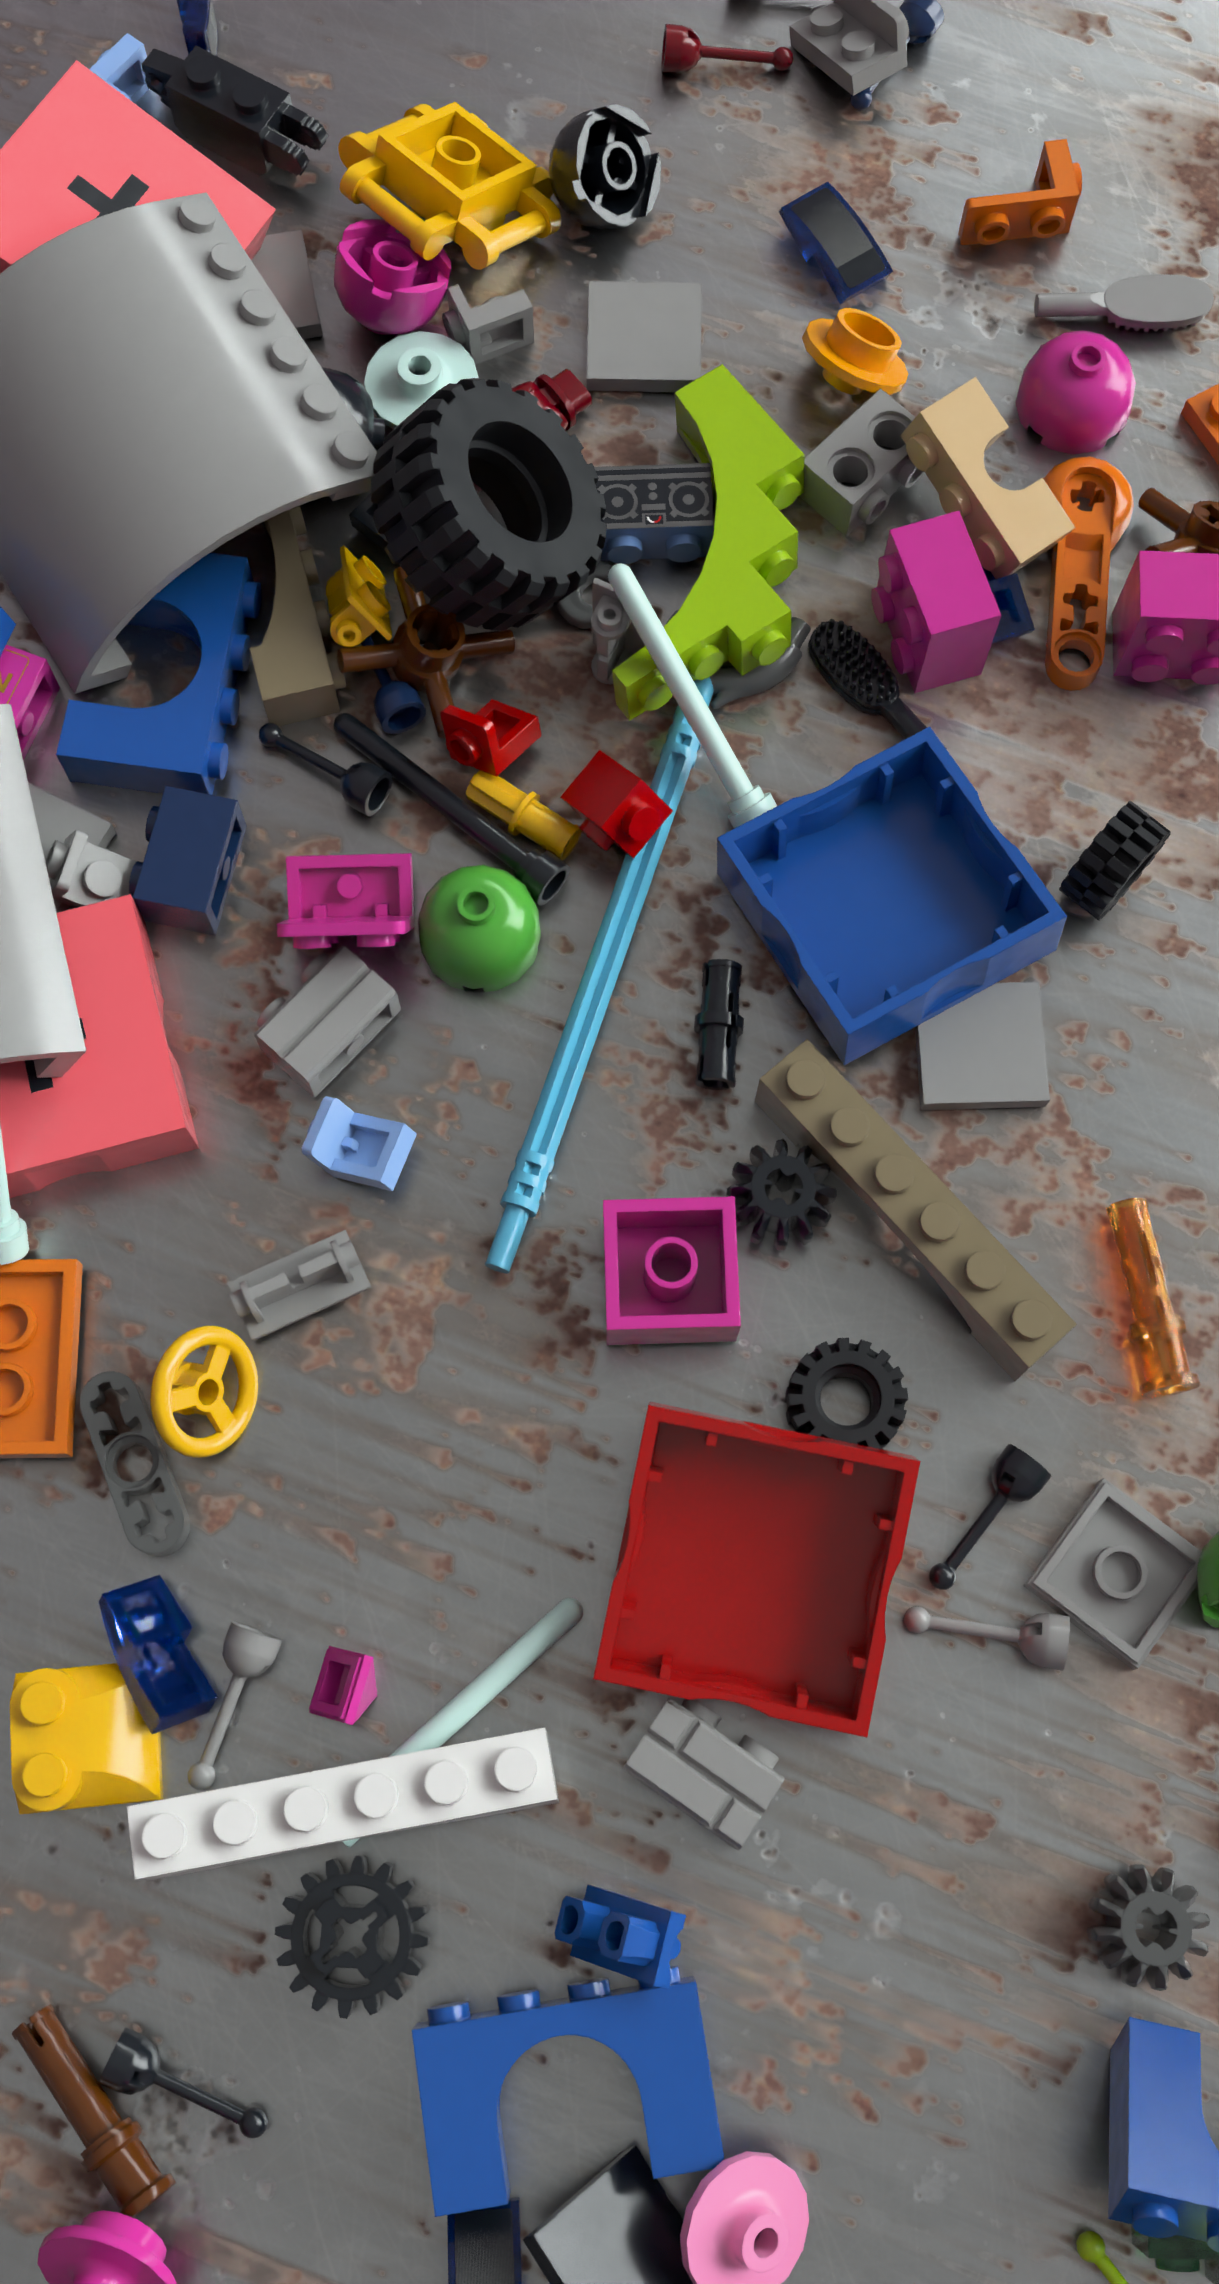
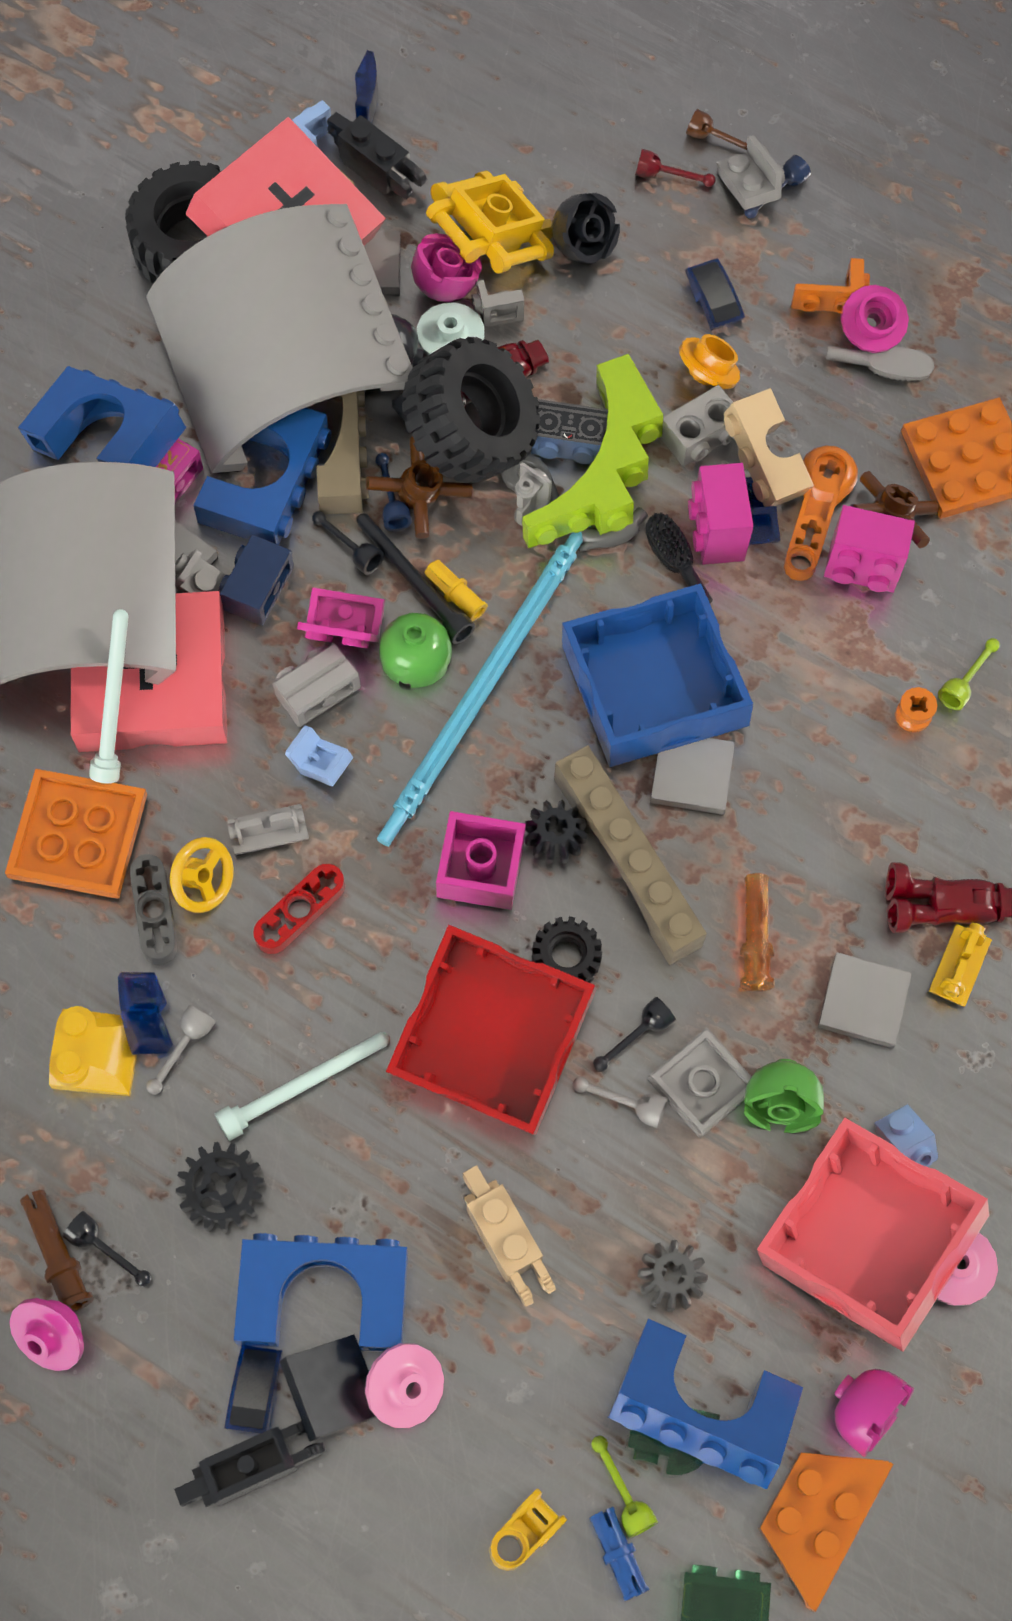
camera: 10 degrees right, 5 degrees down
(341, 1445) = (272, 921): none -> red beam
(341, 1804) = (281, 1113): white arch -> none
(344, 1686) = (246, 1052): dark pink slope -> none
(357, 601) = (385, 450): yellow hinge -> none
(489, 737) = (446, 542): red bracket -> none
(615, 805) = (508, 594): red brick -> none
(621, 1934) = (371, 1215): blue hips -> none
(643, 335) = (588, 328): light grey tile -> none
(706, 1772) = (438, 1139): light grey brick -> none
(718, 1024) = (542, 730): black pin -> none
(746, 800) = (586, 605): light aqua piece -> none
(855, 1917) = (504, 1234): none -> tan hinge
(1076, 392) = (838, 408): dark pink cylinder -> none
(1114, 860) = (793, 680): black tyre -> none
(1117, 217) = (882, 306): none -> dark pink piece

